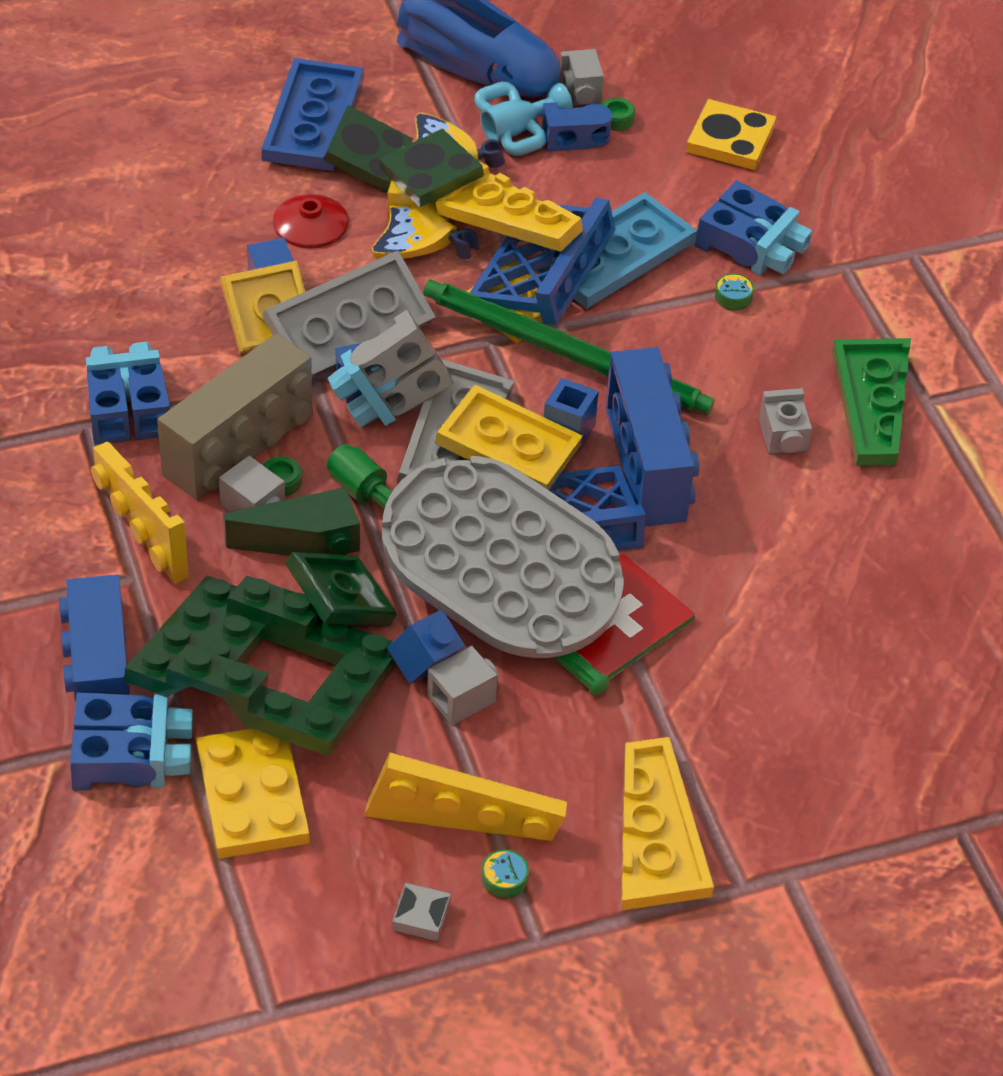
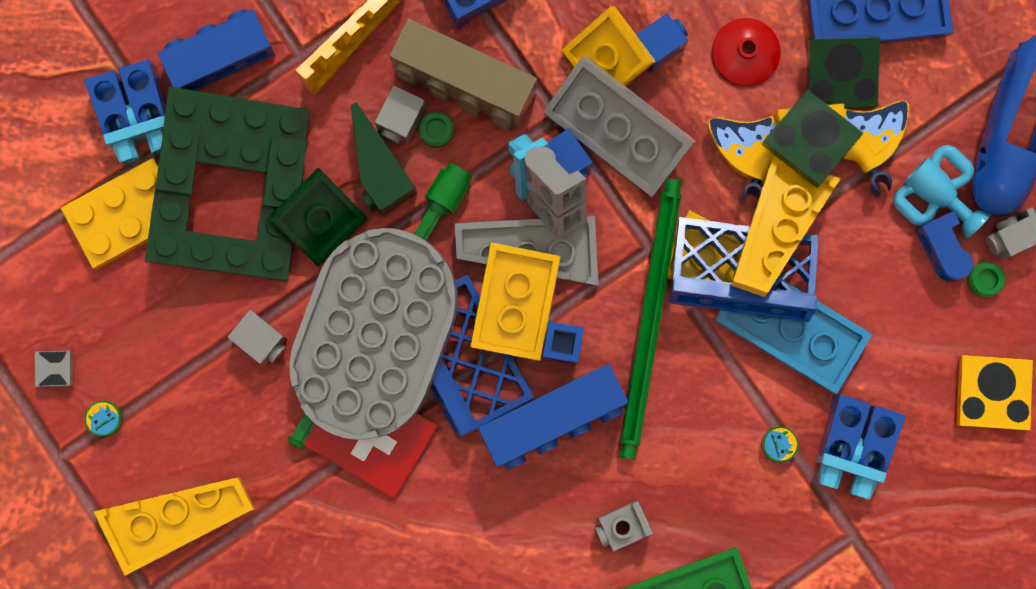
camera: 75 degrees right, 35 degrees up
(425, 645) = (275, 301): blue brick -> none
(448, 798) = (141, 374): yellow wing -> none

